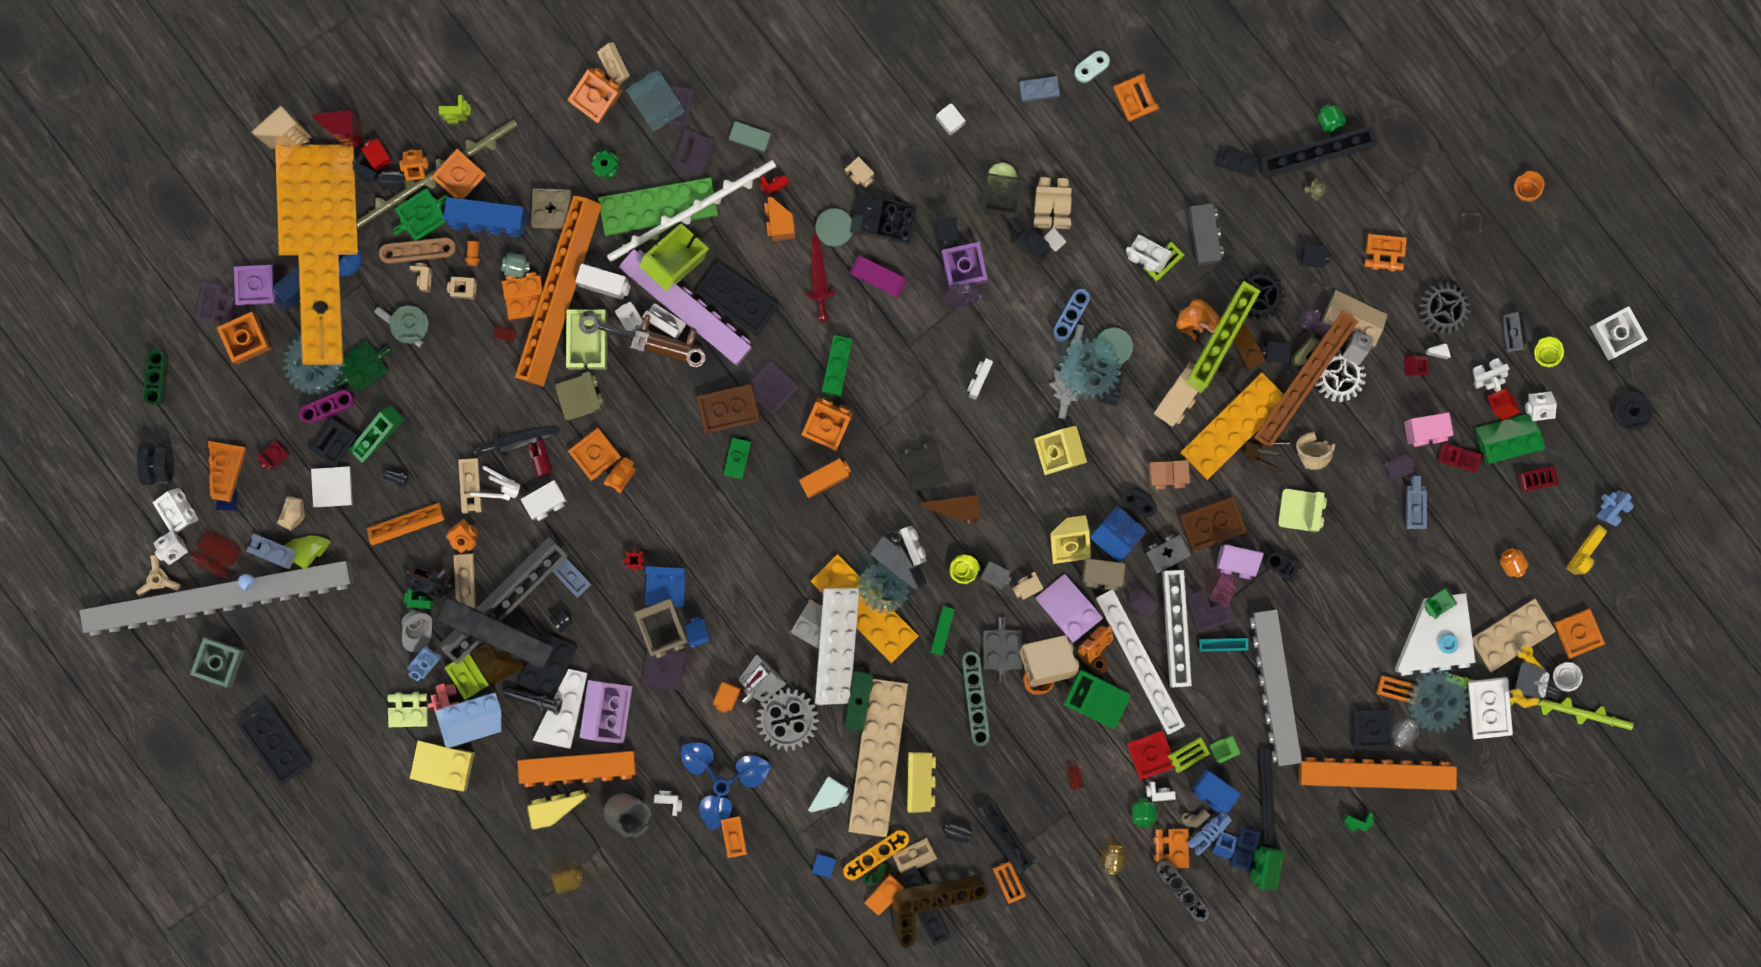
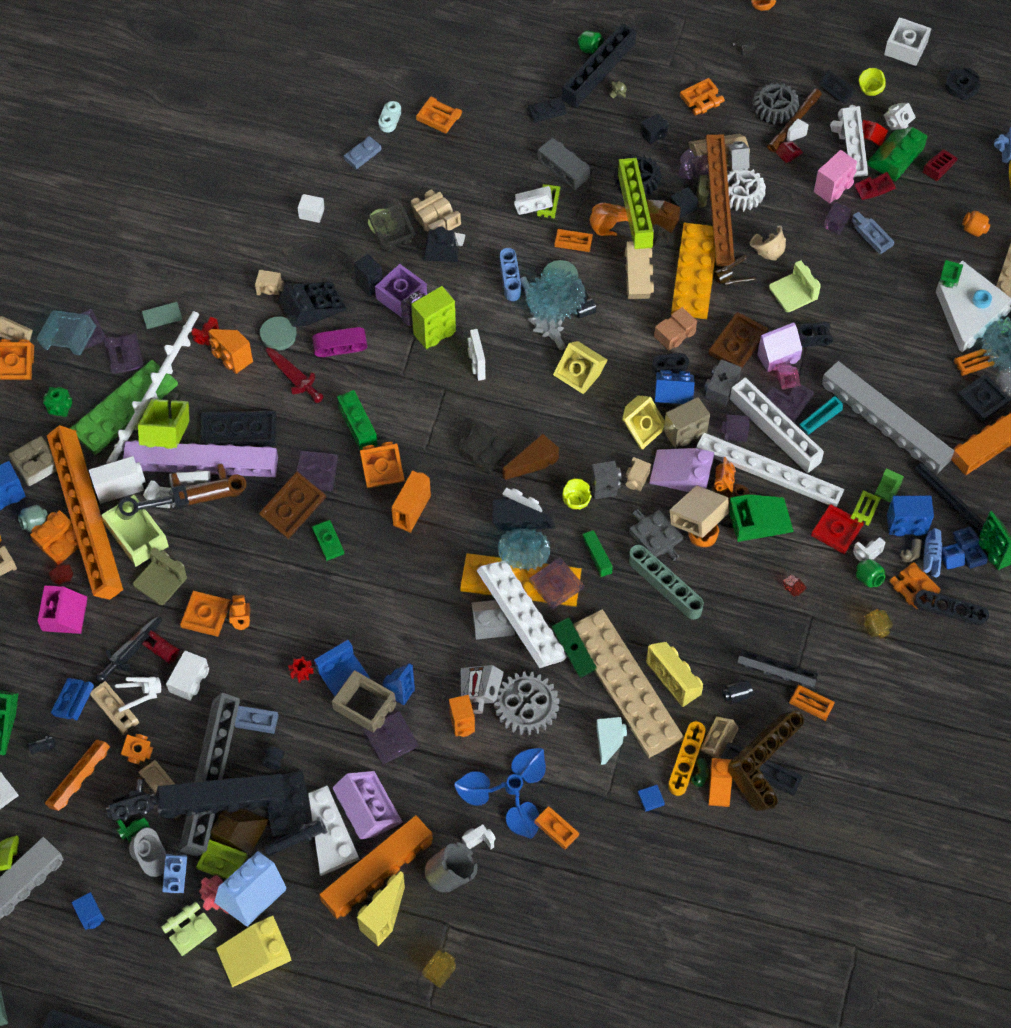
camera: 35 degrees left, 25 degrees down
(342, 644) = (88, 911): none -> blue brick
(442, 455) = (72, 699): none -> blue plate
(484, 370) = (62, 610): none -> dark pink slope
(886, 637) = (556, 583): none -> plate
(968, 320) = (434, 317): none -> lime brick
(1157, 322) = (573, 242): none -> orange tile
(1477, 328) = (809, 102): none -> reddish brown piece
(1477, 404) = (855, 138): none -> white plate

